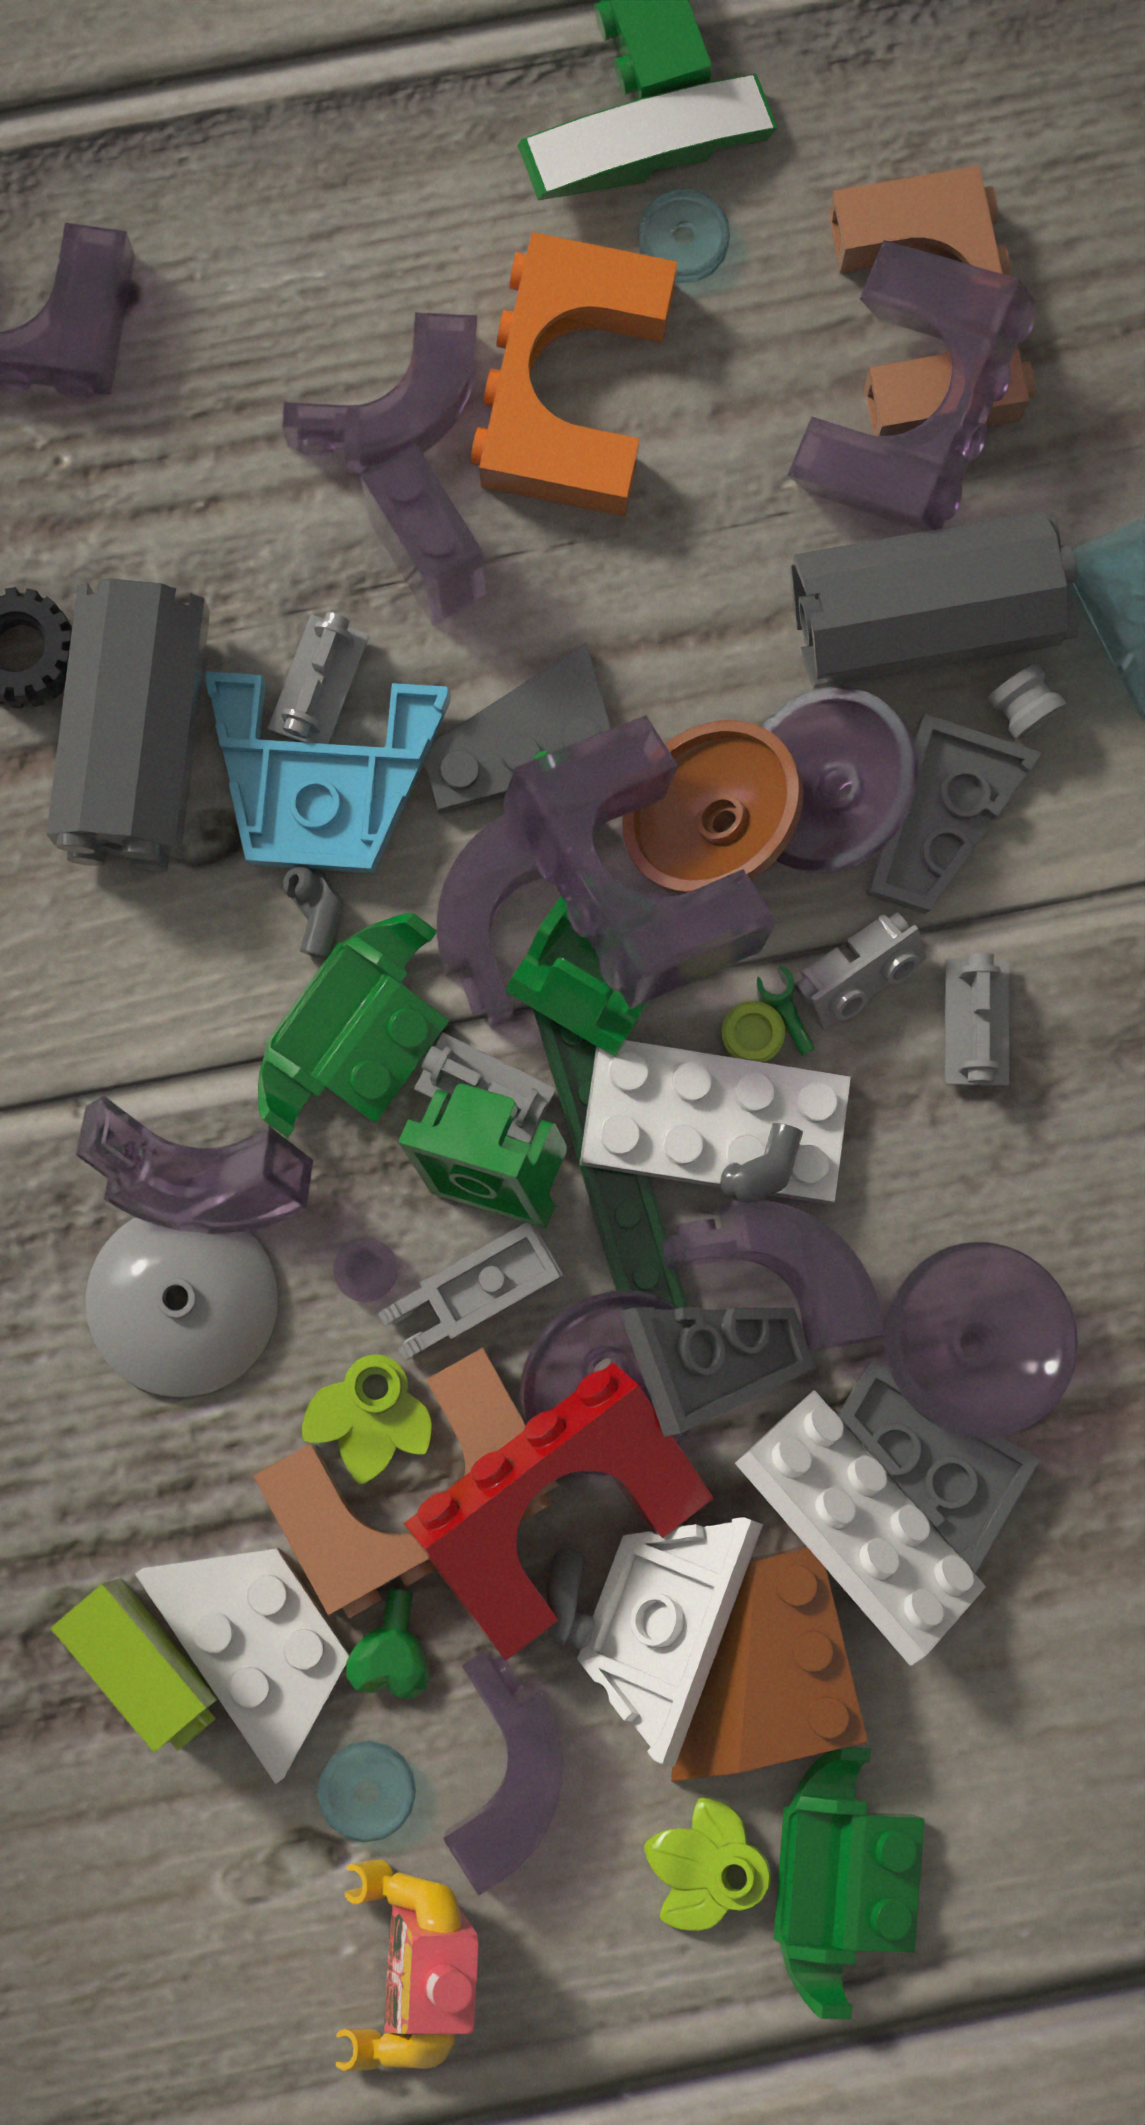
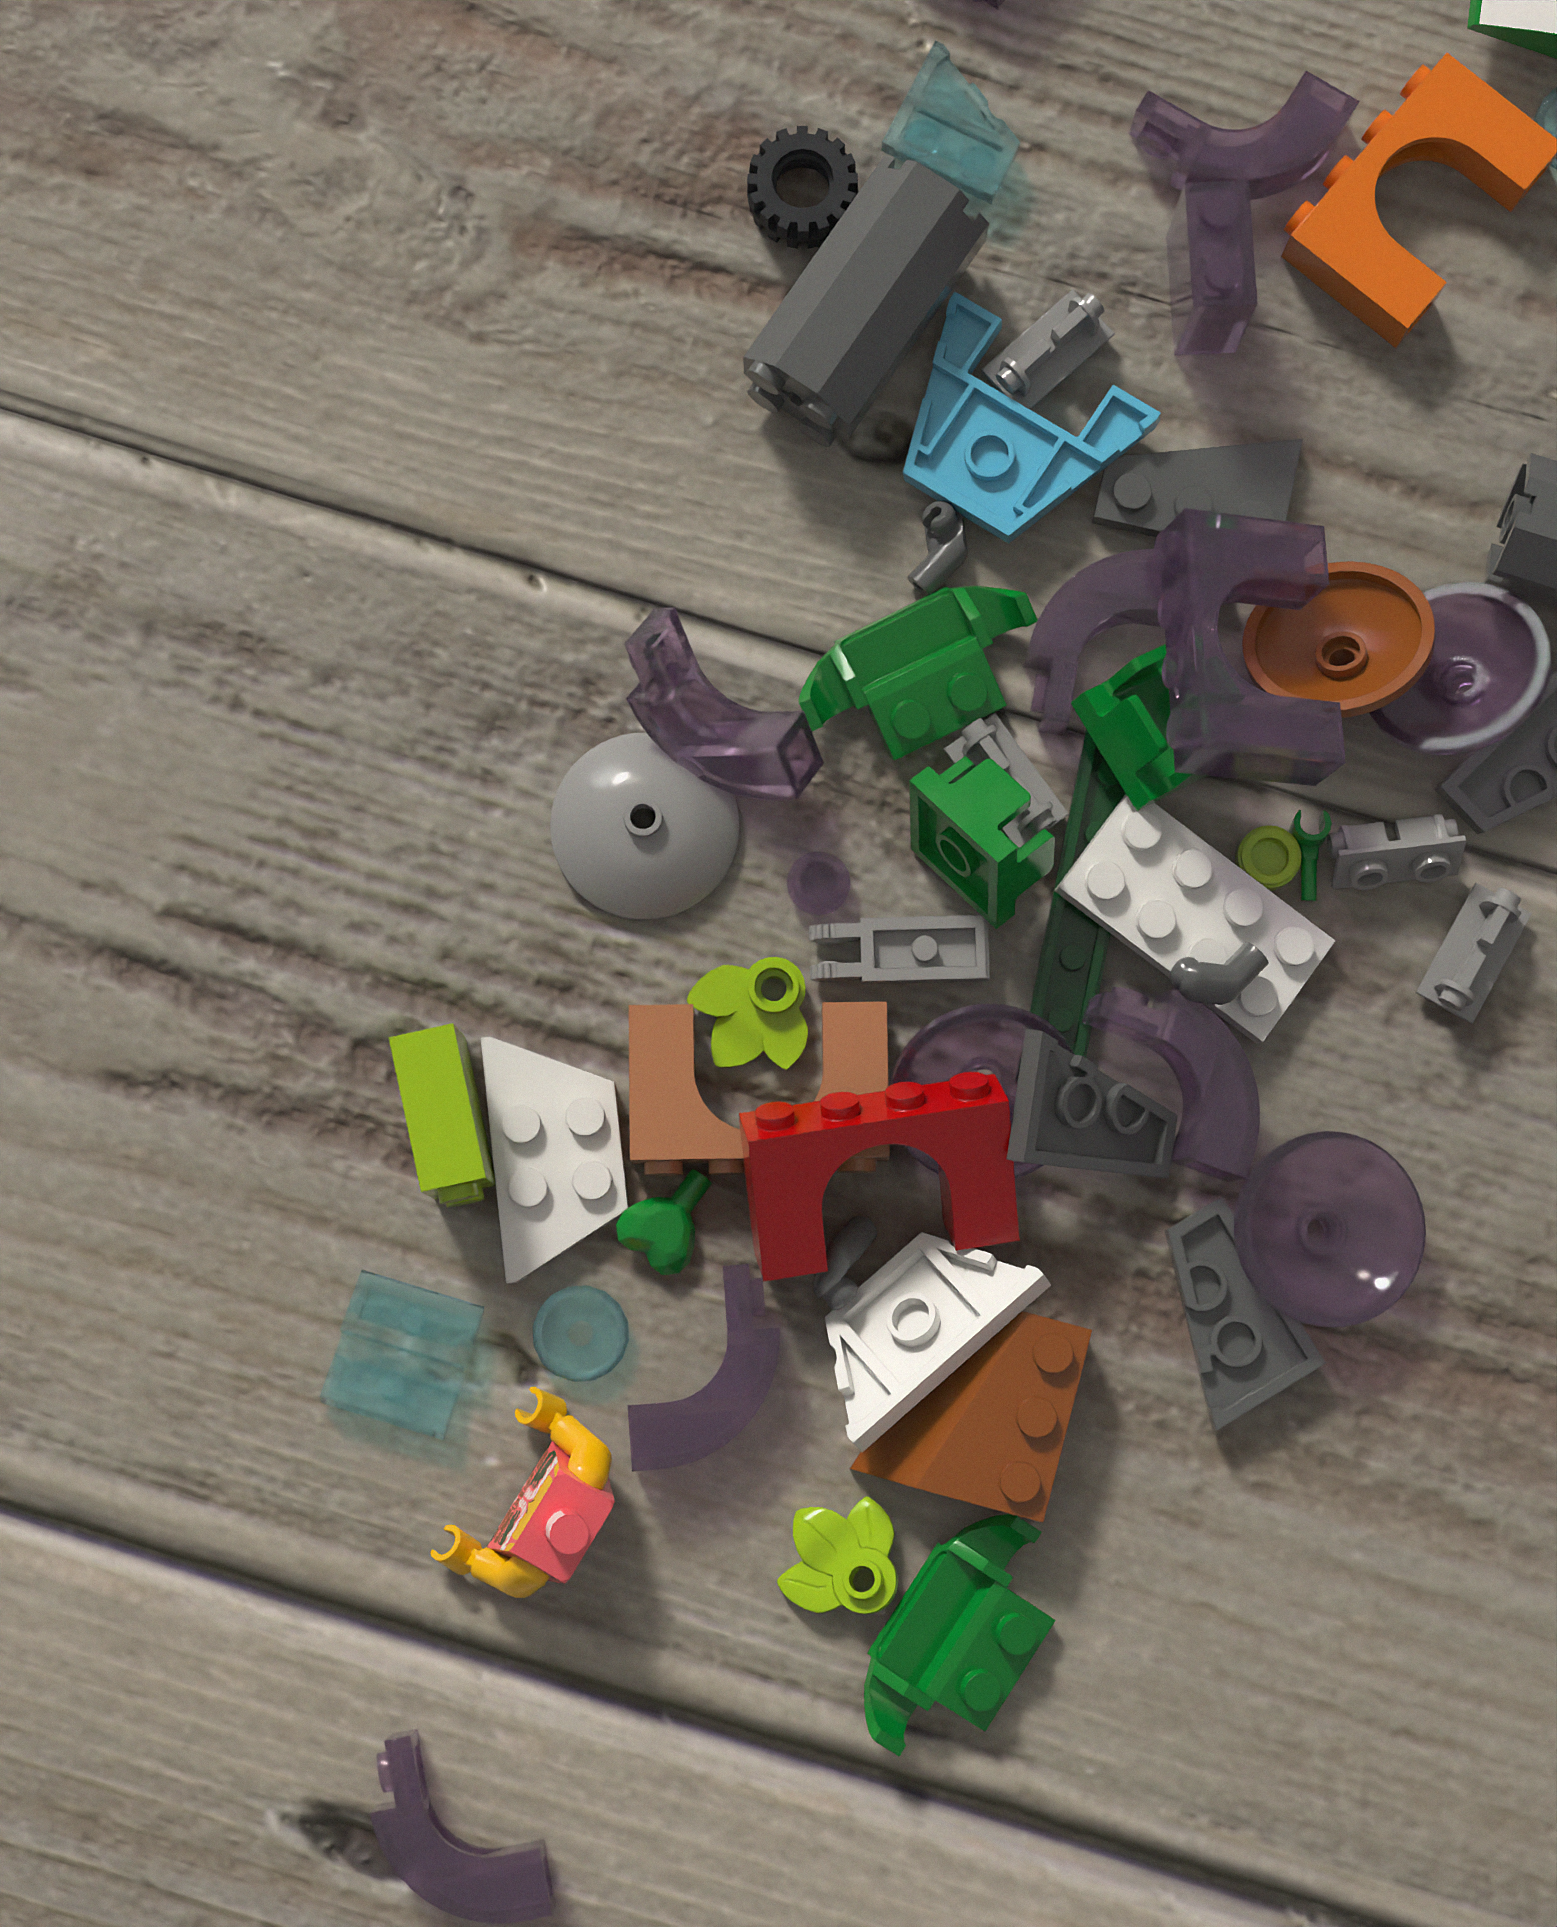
camera: 30 degrees right, 0 degrees up
(125, 527) = (952, 129): none -> clear light blue wing
(216, 1899) = (402, 1354): none -> clear light blue slope
(861, 1527) = (1136, 1335): white plate -> none

